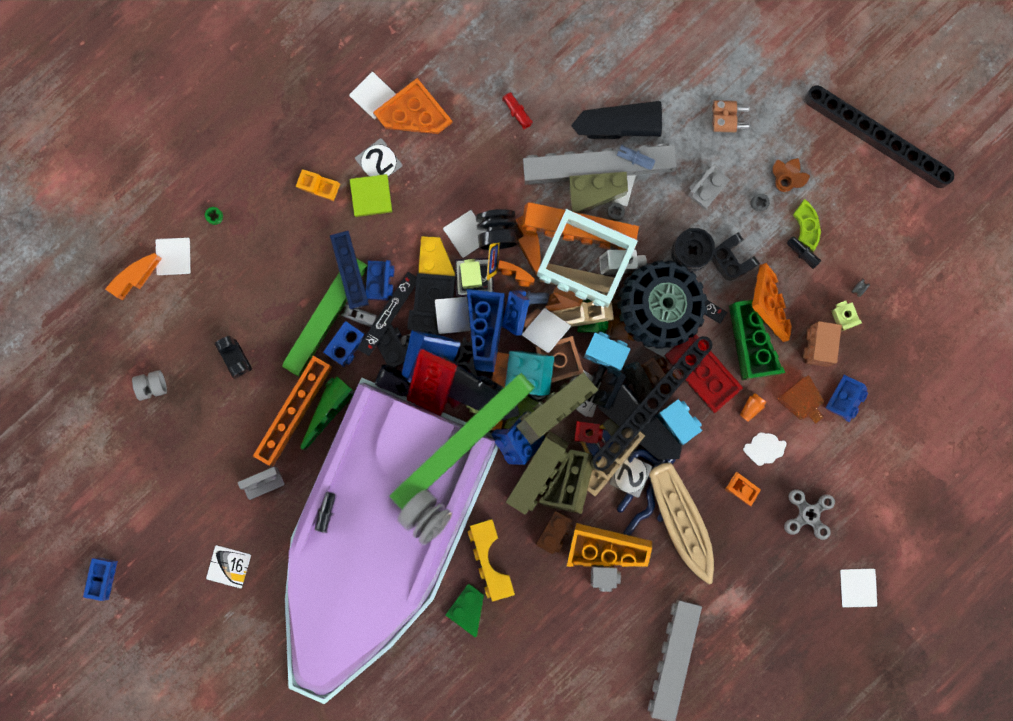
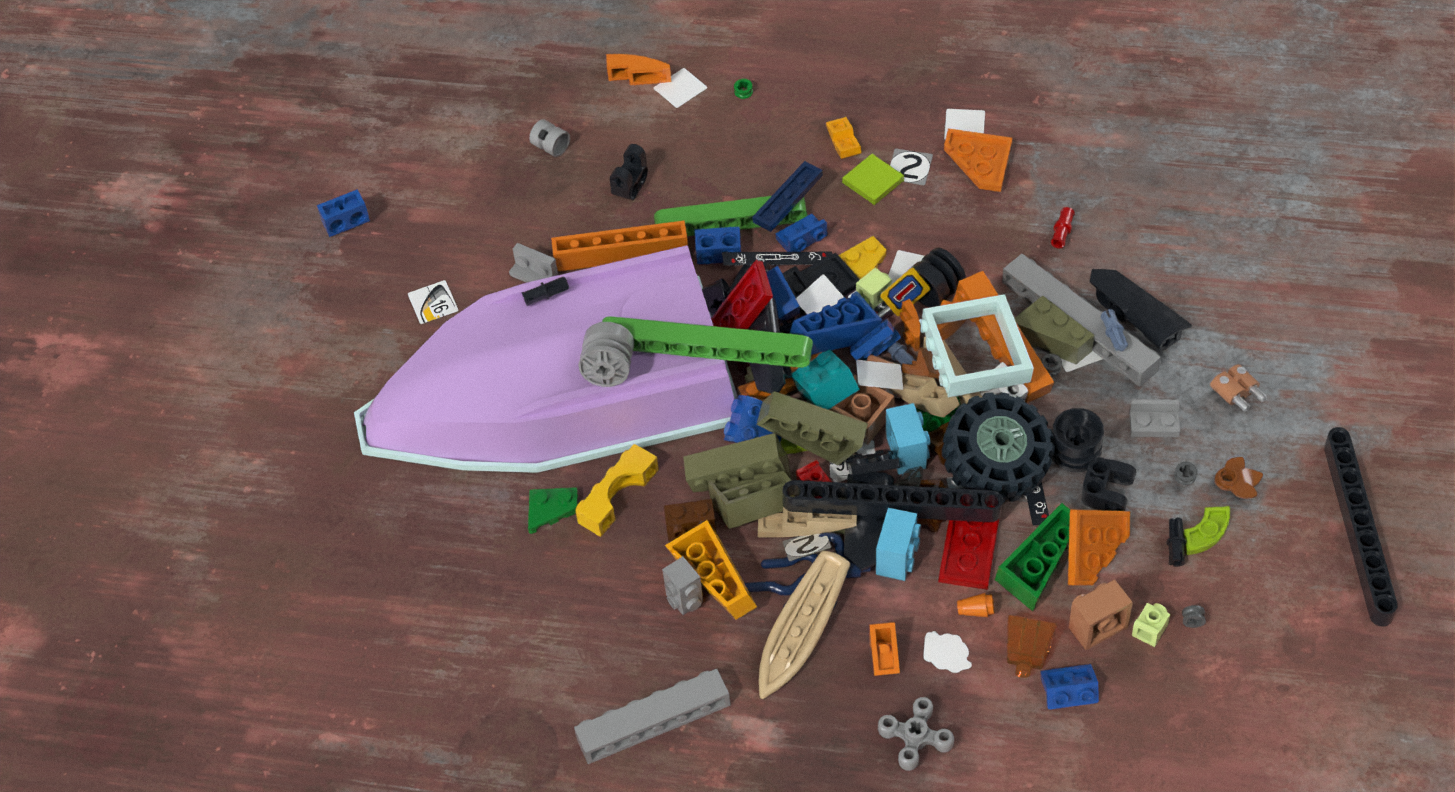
camera: 55 degrees right, 30 degrees down
(361, 317) = (754, 238): light grey bar -> none

